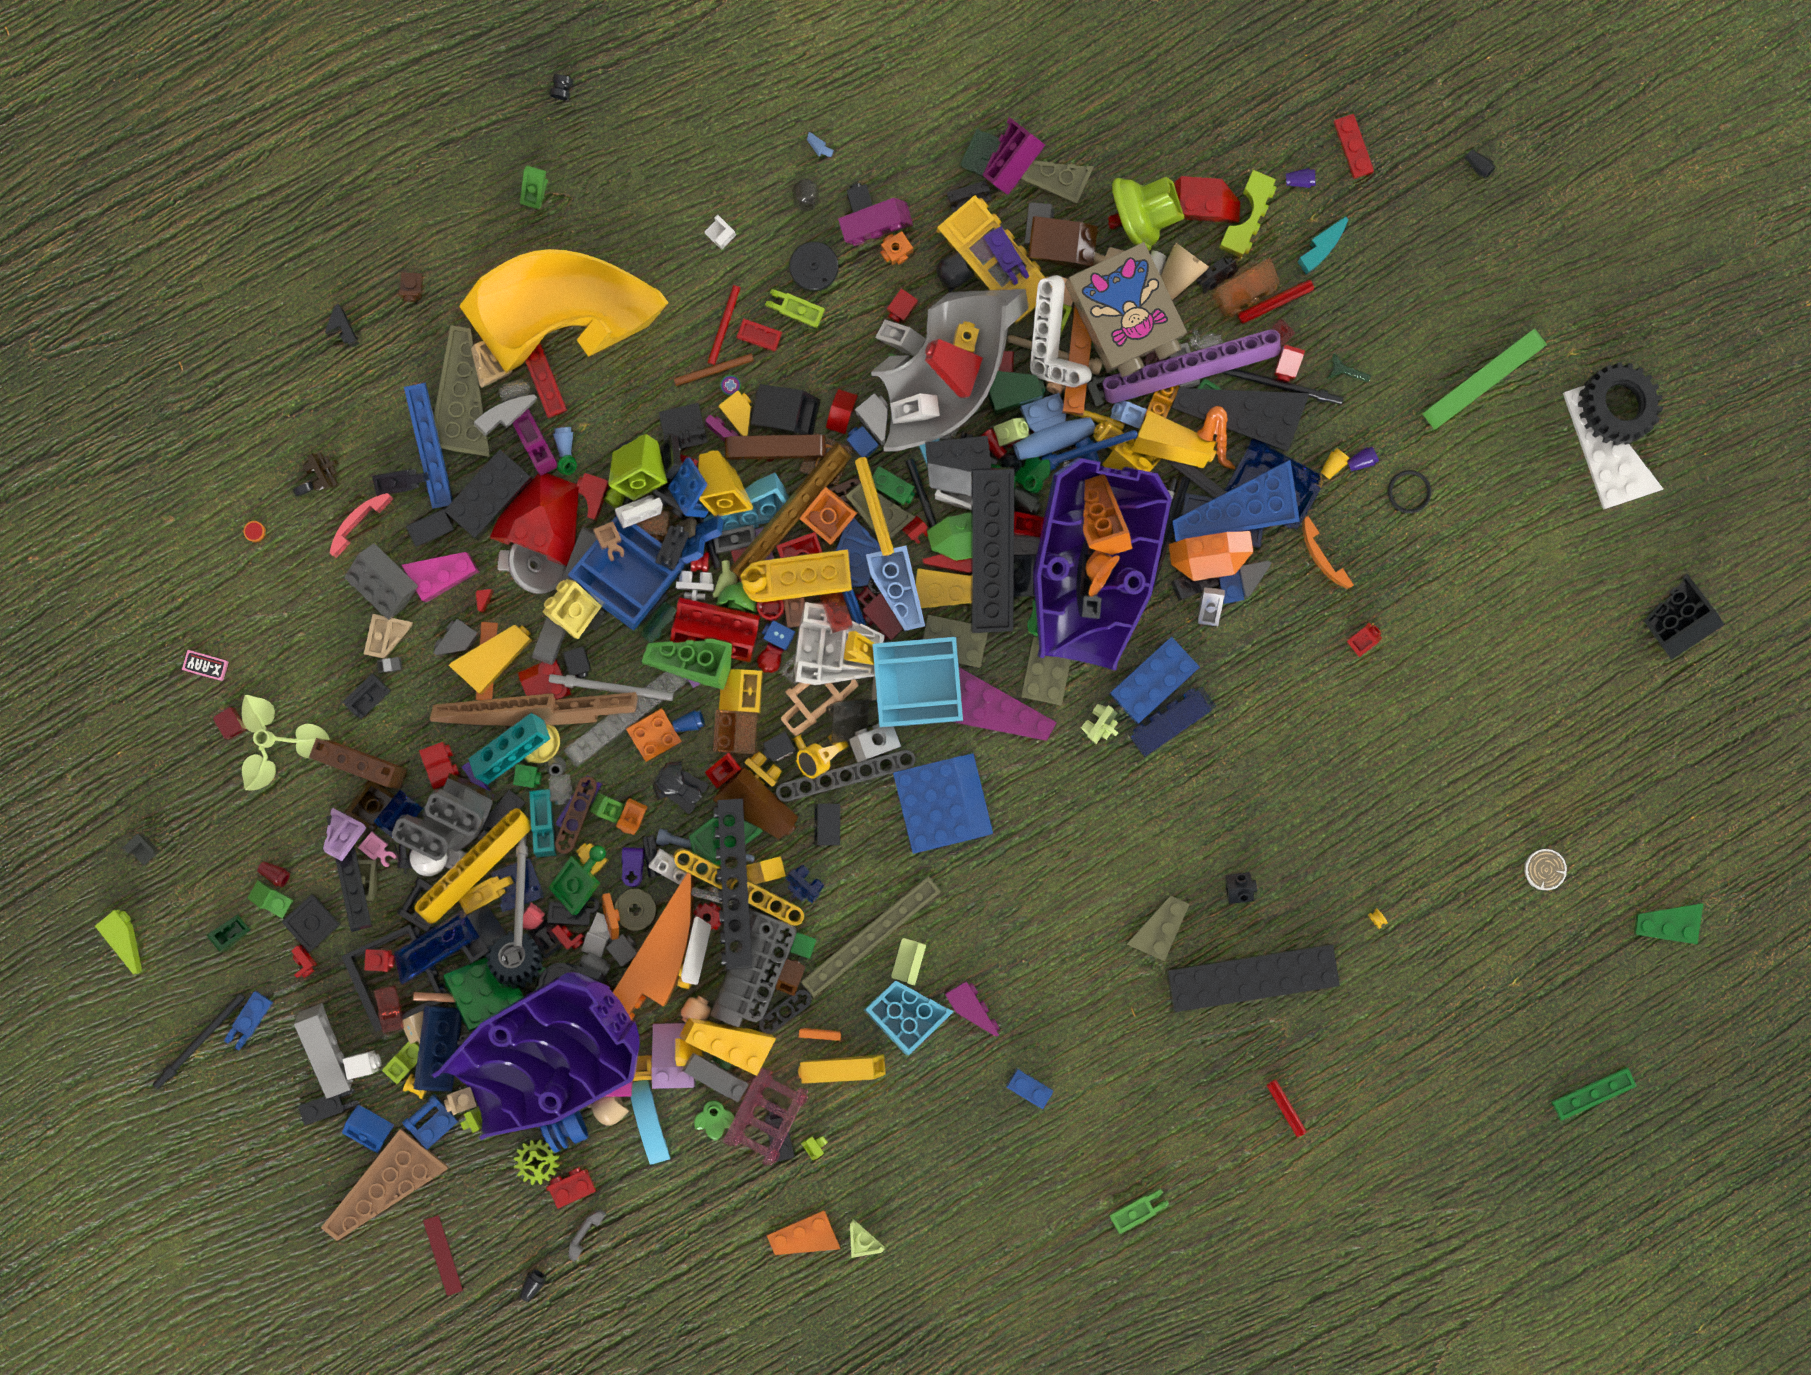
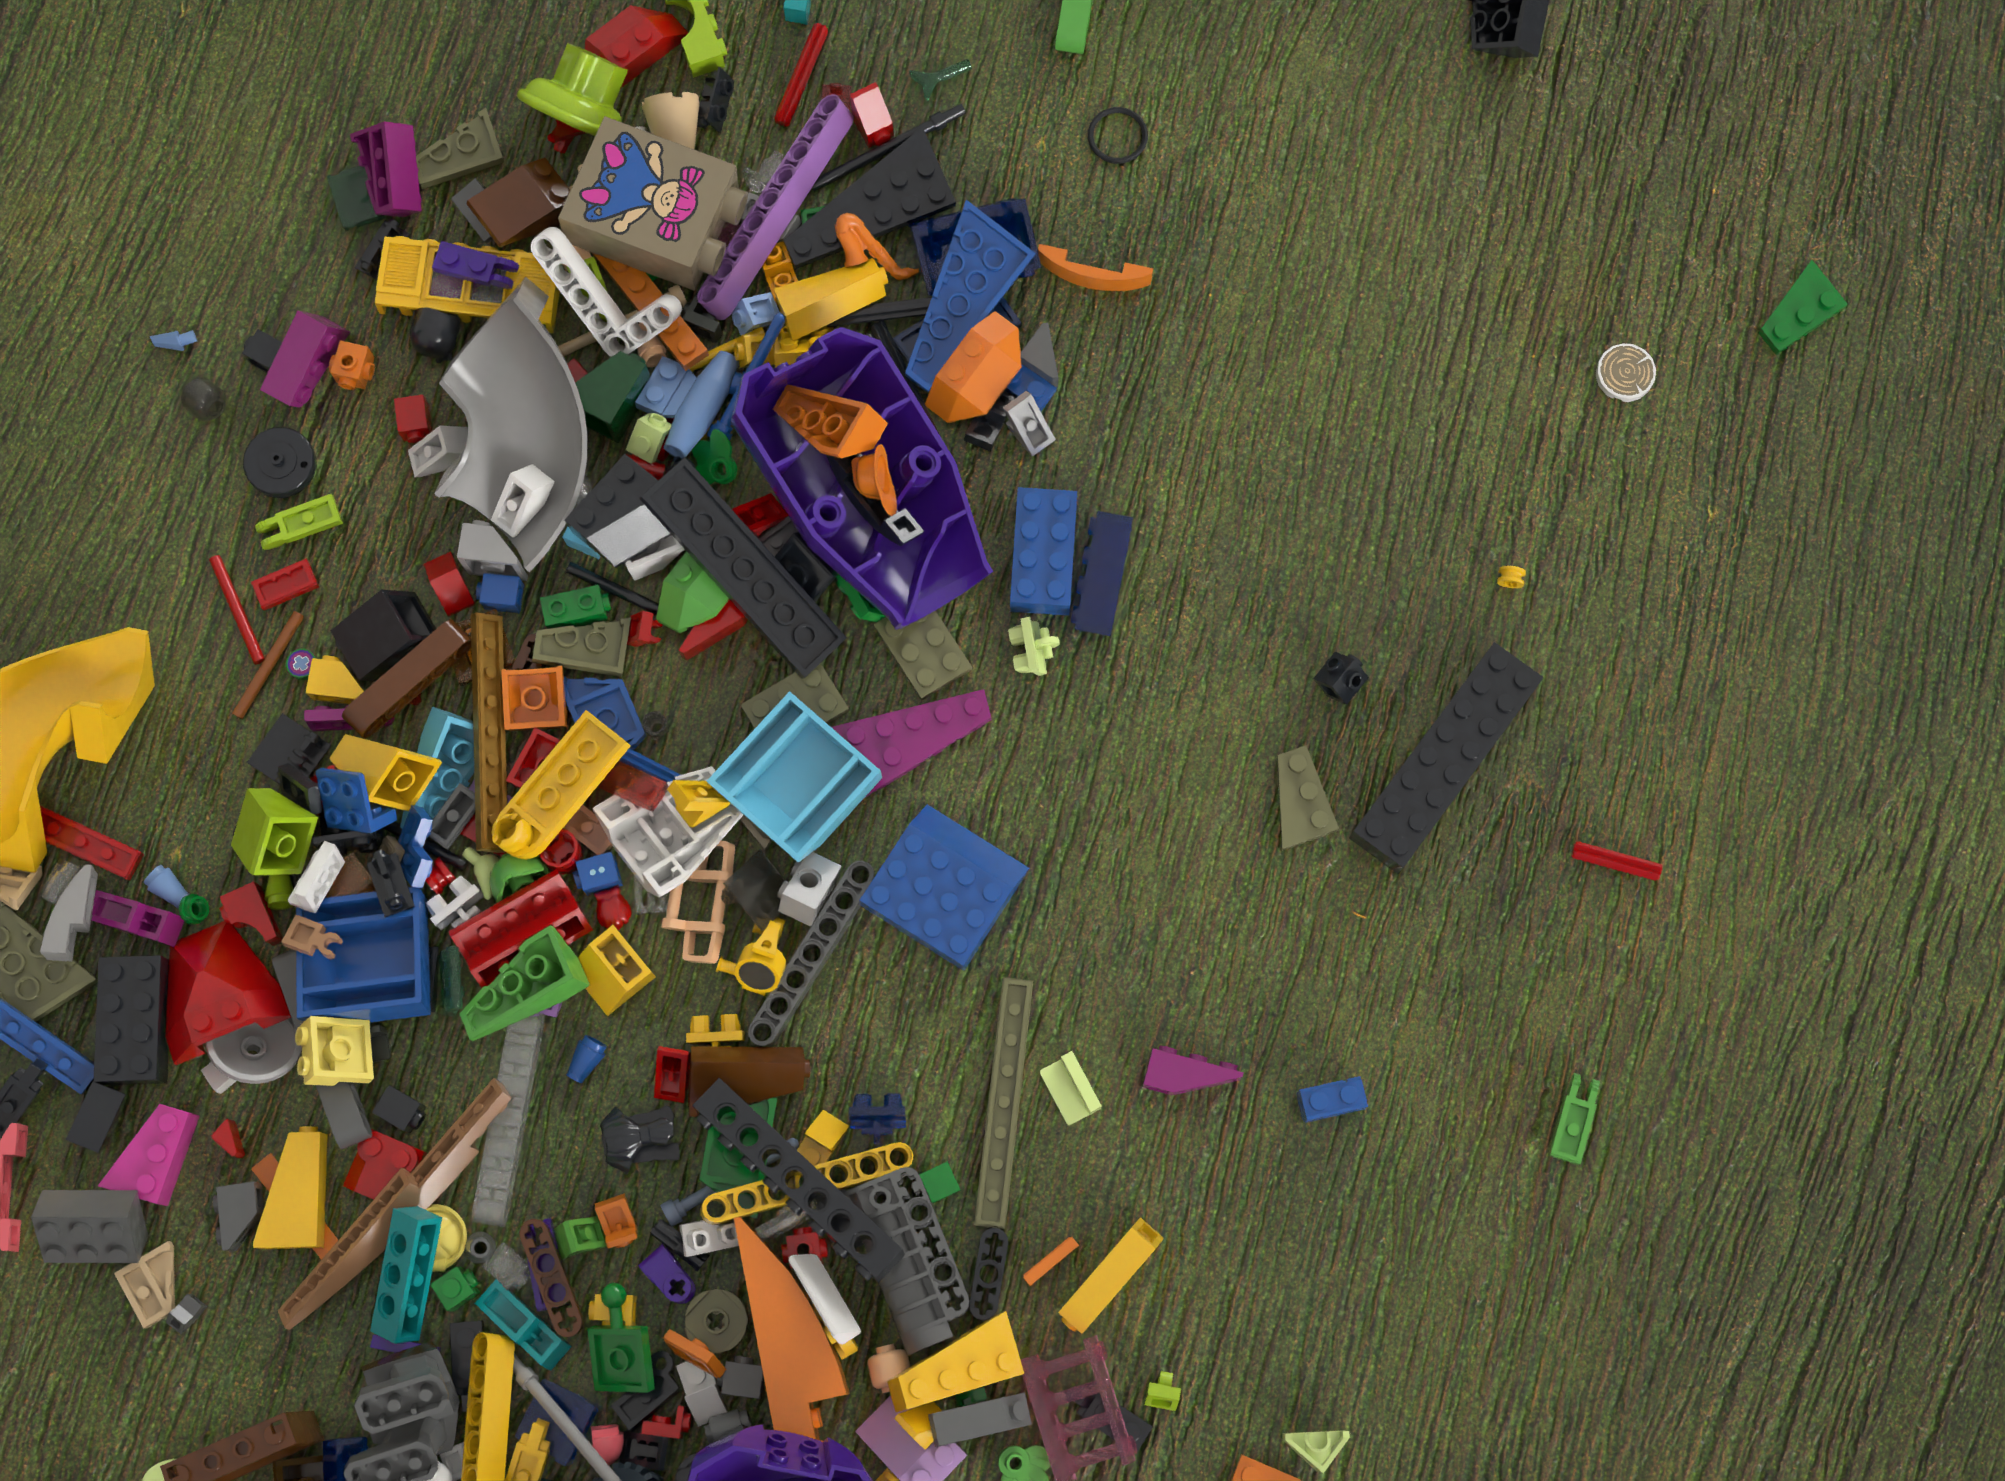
camera: 45 degrees left, 10 degrees down
(366, 696) = (189, 1373): black hinge -> none
(438, 763) = (338, 1368): red brick -> none
(570, 681) = (409, 1134): light grey bar -> none
(653, 735) = (558, 1109): orange hinge -> none
(720, 232) = (145, 518): white panel -> none
(735, 732) = (646, 1019): clear orange slope -> none
(778, 748) = (710, 990): black brick -> none
(790, 977) = (958, 1229): reddish brown brick -> none
(826, 824) = (841, 1025): black hinge -> none
(874, 506) = (574, 640): yellow axle -> none
(880, 614) = (689, 748): dark red brick -> none
(897, 584) = (671, 697): light blue wedge -> none
(906, 1016) = (1124, 1149): medium azure wedge -> none
(942, 588) = (729, 665): yellow wing -> none
(954, 366) = (520, 414): red slope -> none
(960, 341) = (507, 379): yellow brick -> none
(1026, 501) = (735, 492): pearl dark grey brick -> none
(1246, 288) = (757, 83): clear orange slope -> none
(1334, 463) = (1015, 170): yellow cone -> none
(1363, 459) = (1040, 143): dark purple cone -> none
(1365, 639) = (1217, 314): red bracket -> none
(1593, 1093) = (1903, 547): green tile -> none

